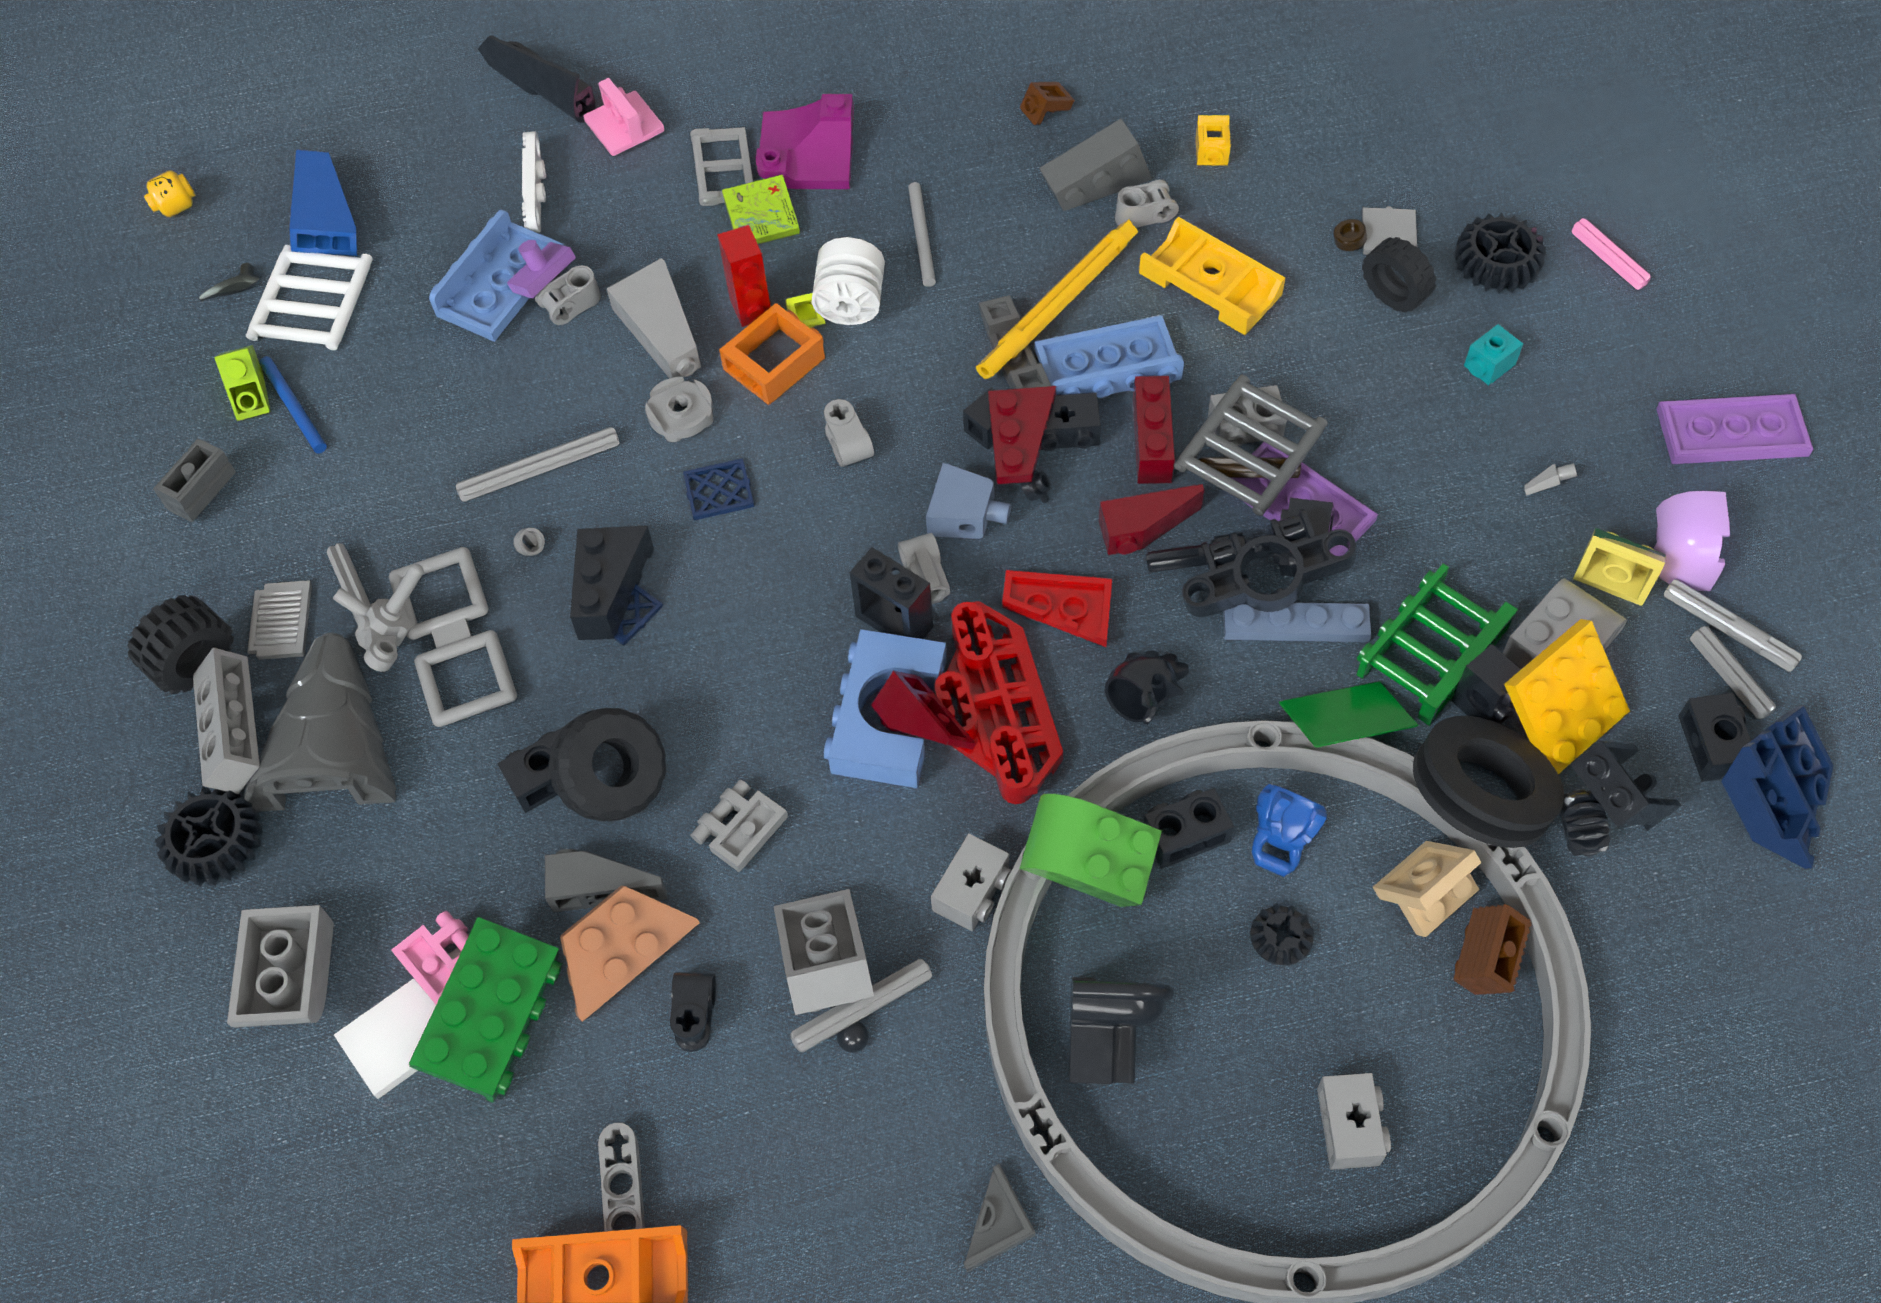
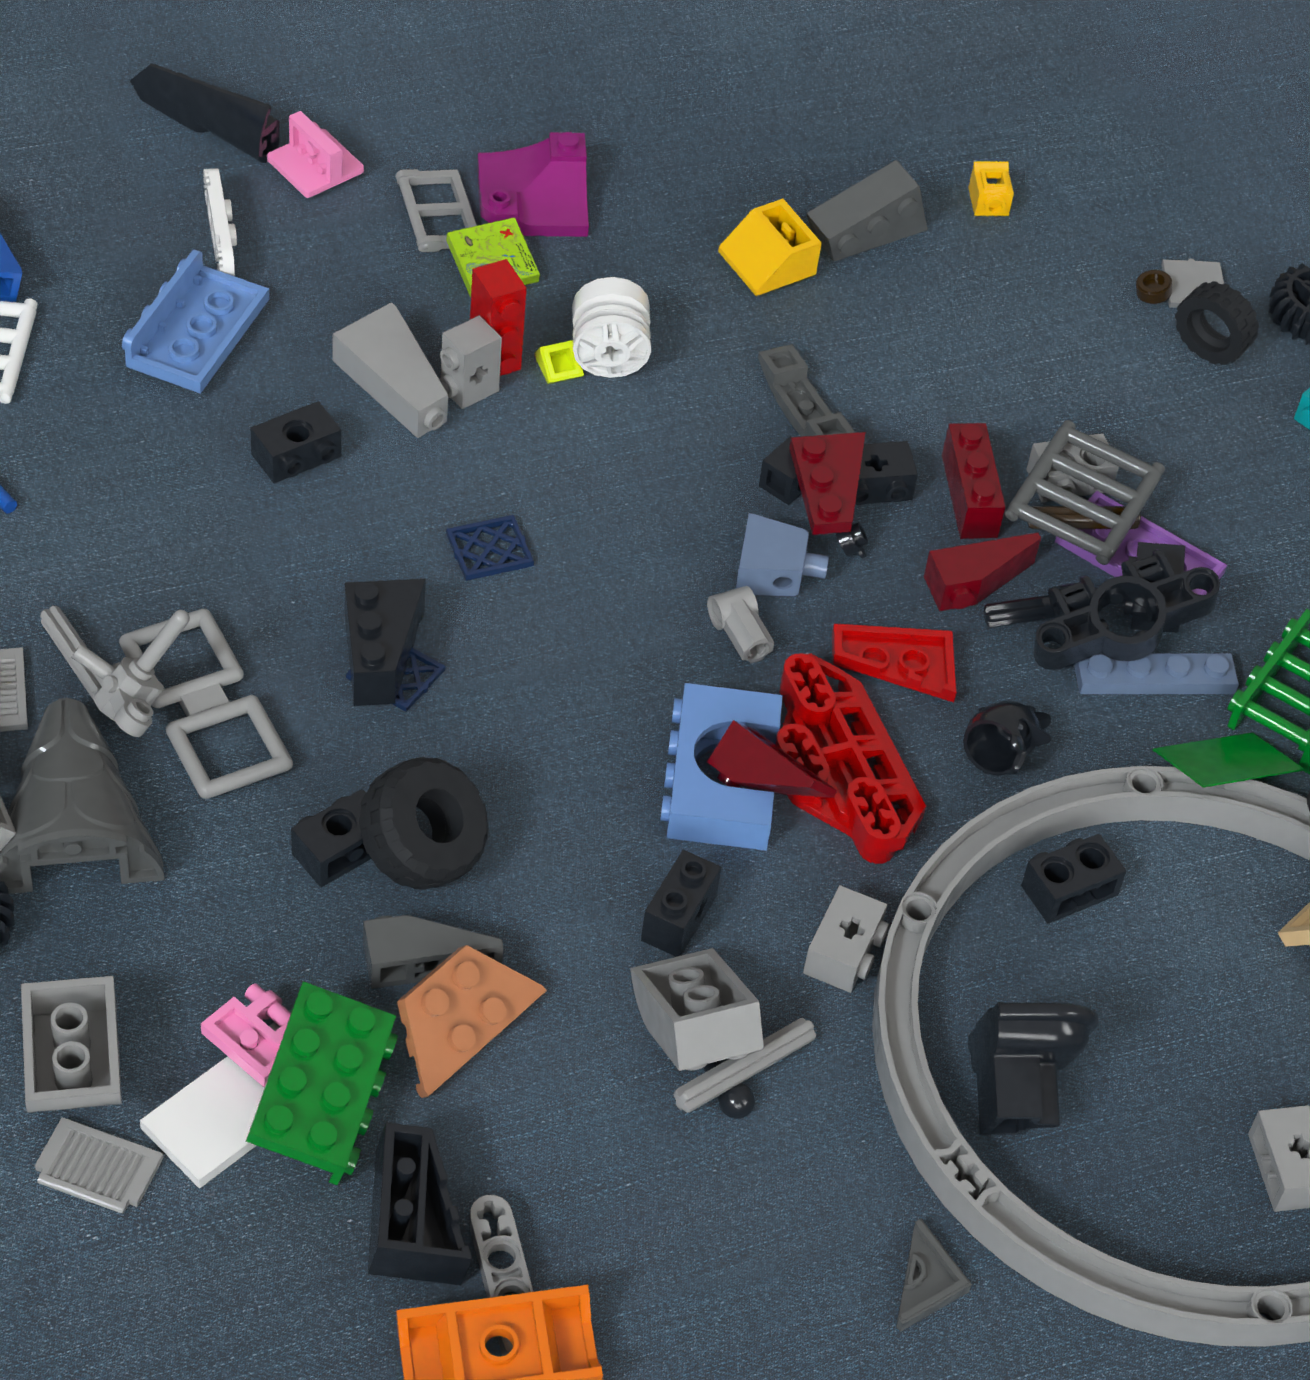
camera: 15 degrees left, 10 degrees down
(295, 1074) = (97, 1166): none -> light grey window
(532, 537) = (279, 599): light grey hinge -> none
(537, 464) = (274, 522): light grey axle -> none
(540, 267) = (252, 311): medium lavender tile -> none
(543, 1139) = (412, 1213): none -> black wedge
(564, 389) = (296, 442): none -> black brick
(571, 294) = (285, 343): light grey piece -> none
(680, 424) = (432, 479): light grey plate -> none
(692, 1003) = (553, 1078): black piece -> none
(718, 313) = (470, 361): none -> light grey brick
(748, 829) = (584, 896): light grey plate -> none
(772, 384) = (526, 434): orange window -> none
(828, 843) = (680, 903): none -> black brick
(846, 433) = (631, 487): light grey piece -> none
(889, 601) = (738, 632): black window -> none
(921, 234) = (679, 283): light grey bar -> none
(1004, 202) = (771, 248): none -> yellow slope
(1043, 98) = (797, 143): reddish brown bracket -> none
(1056, 299) = (845, 349): yellow piece -> none
(1091, 849) = (979, 894): bright green brick -> none
(1109, 357) = (913, 407): medium blue bracket -> none
(1144, 203) = (924, 252): light grey piece -> none
(1239, 291) = (1044, 337): yellow piece -> none
(1287, 824) = (1181, 868): blue piece -> none
(1291, 949) = (1171, 985): black gear -> none

